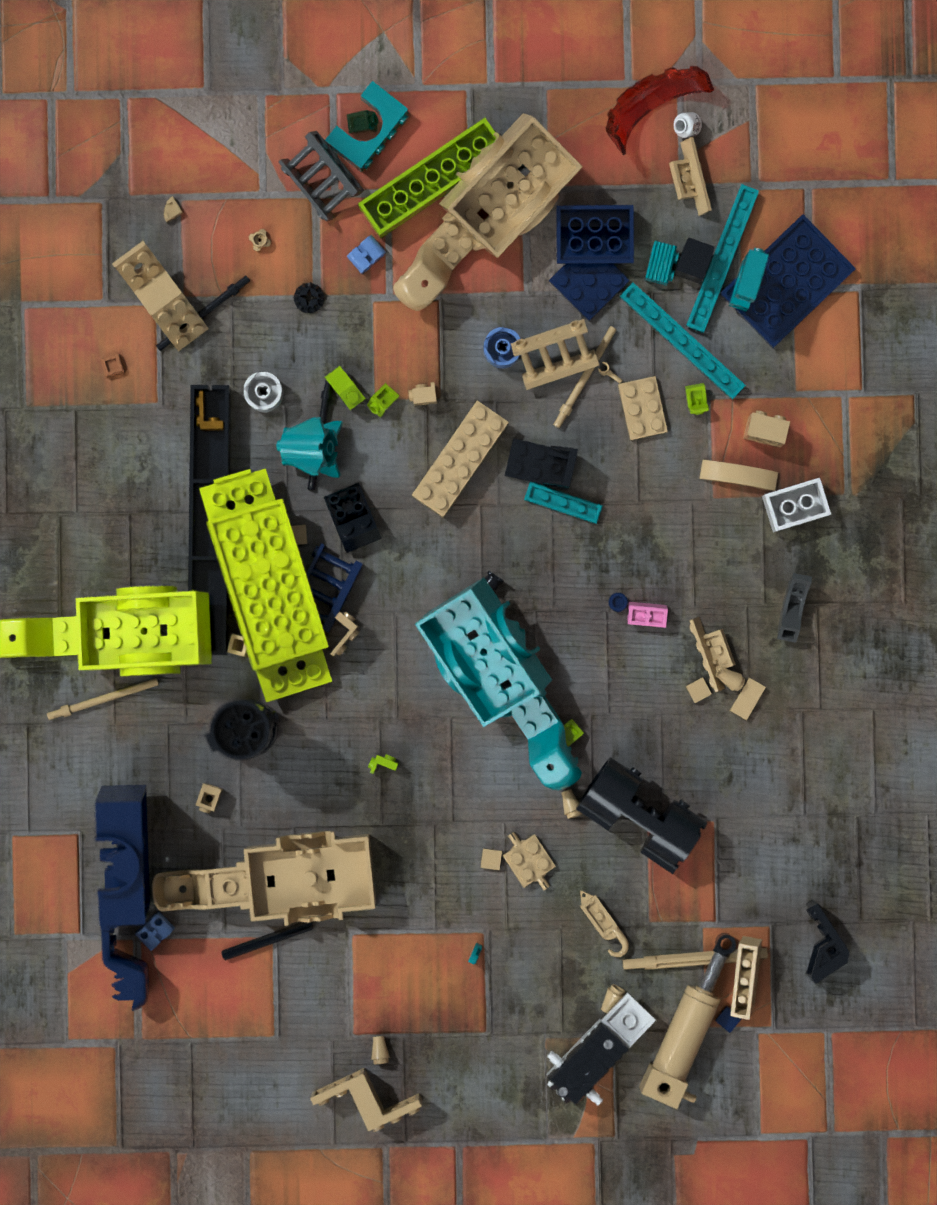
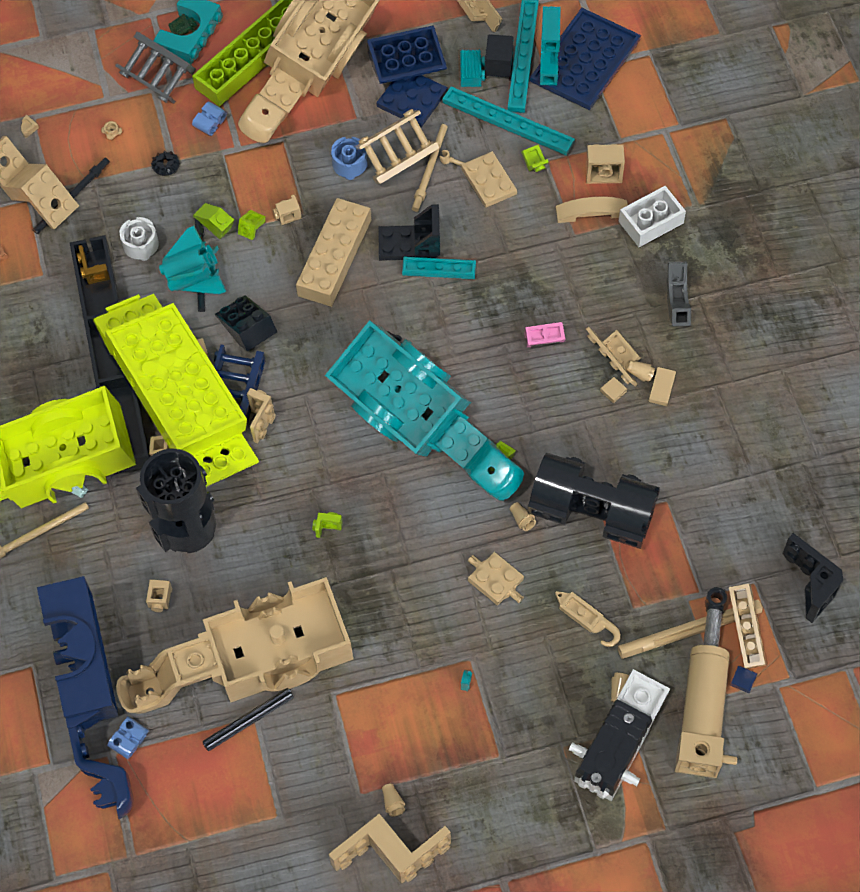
camera: 10 degrees left, 25 degrees down
(491, 859) = (457, 586): tan tile -> none
(618, 602) = (514, 335): dark blue tile -> none

